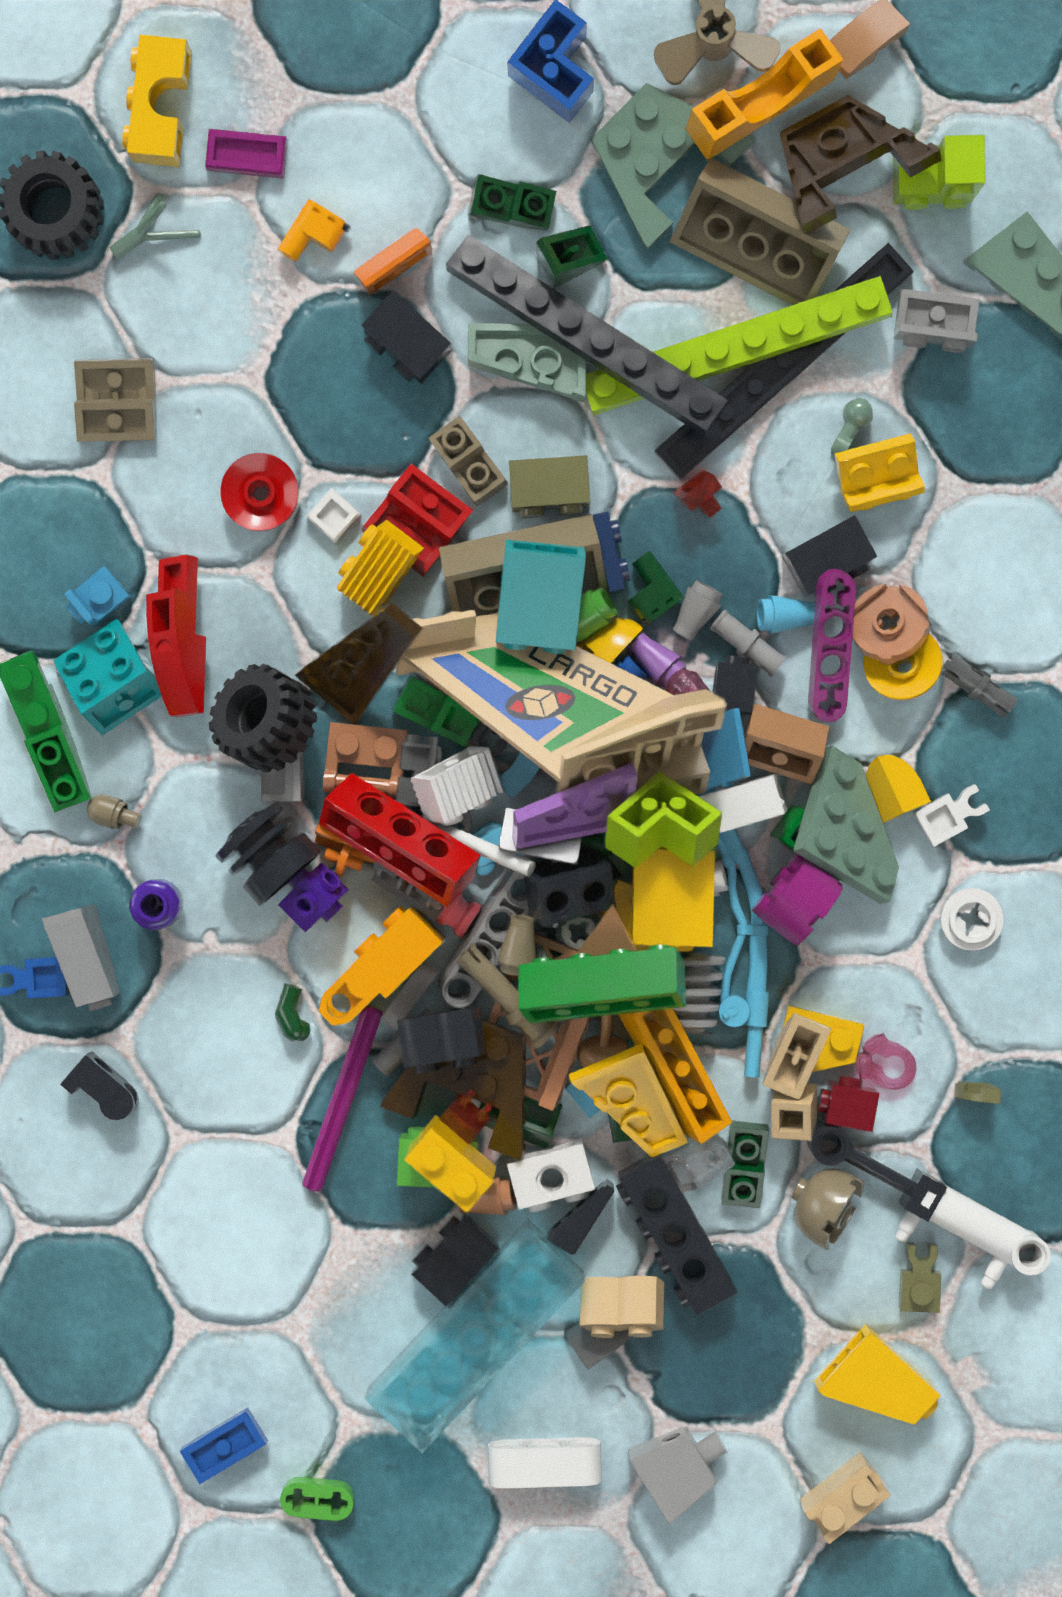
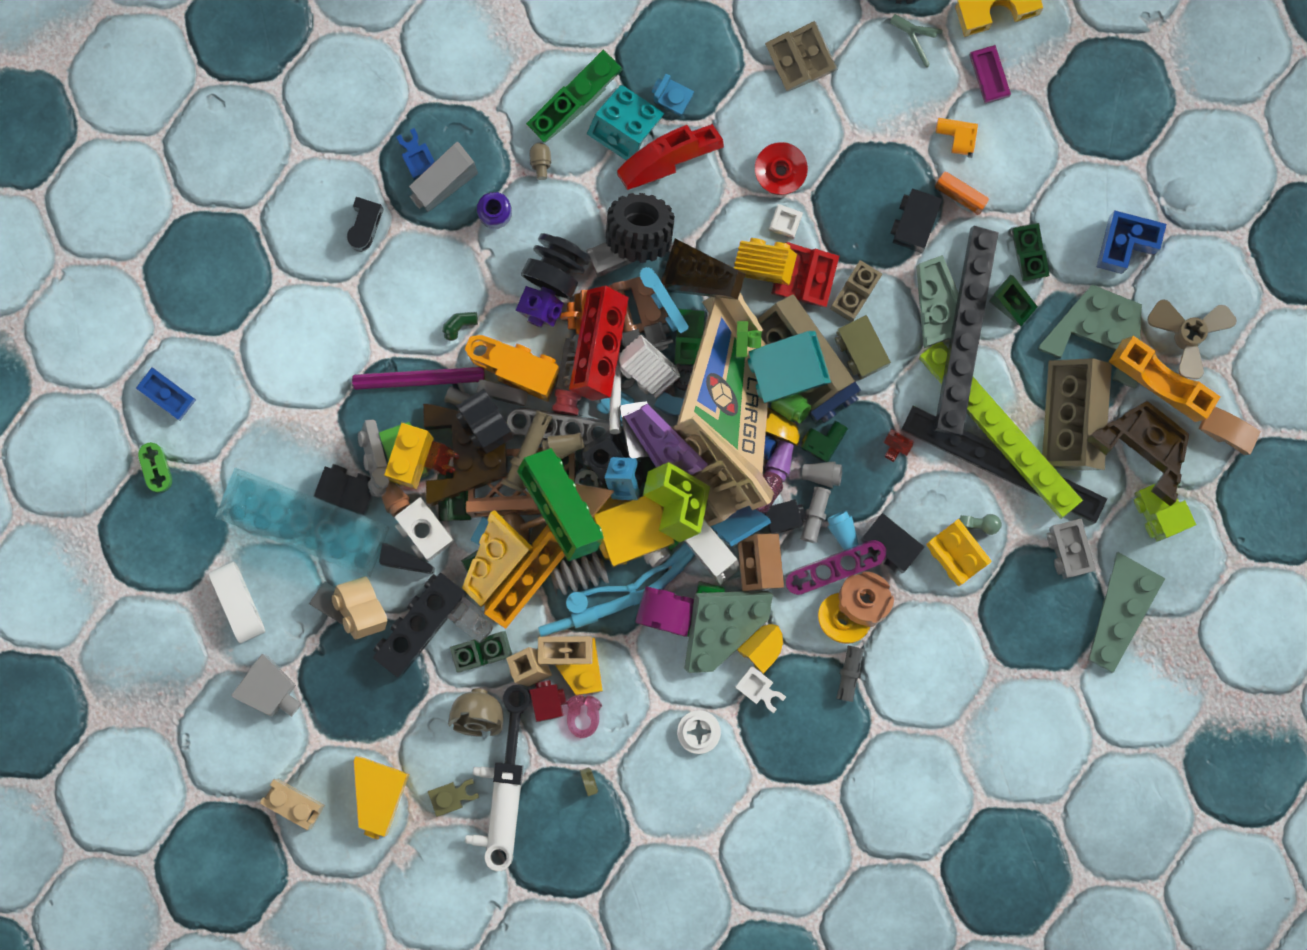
camera: 70 degrees right, 5 degrees down
(373, 726) = (663, 299): none -> medium azure hinge
(429, 1205) = (374, 458): none -> light grey hinge
(478, 637) = (744, 338): none -> bright green tile
(598, 886) = (621, 478): none -> dark azure bracket

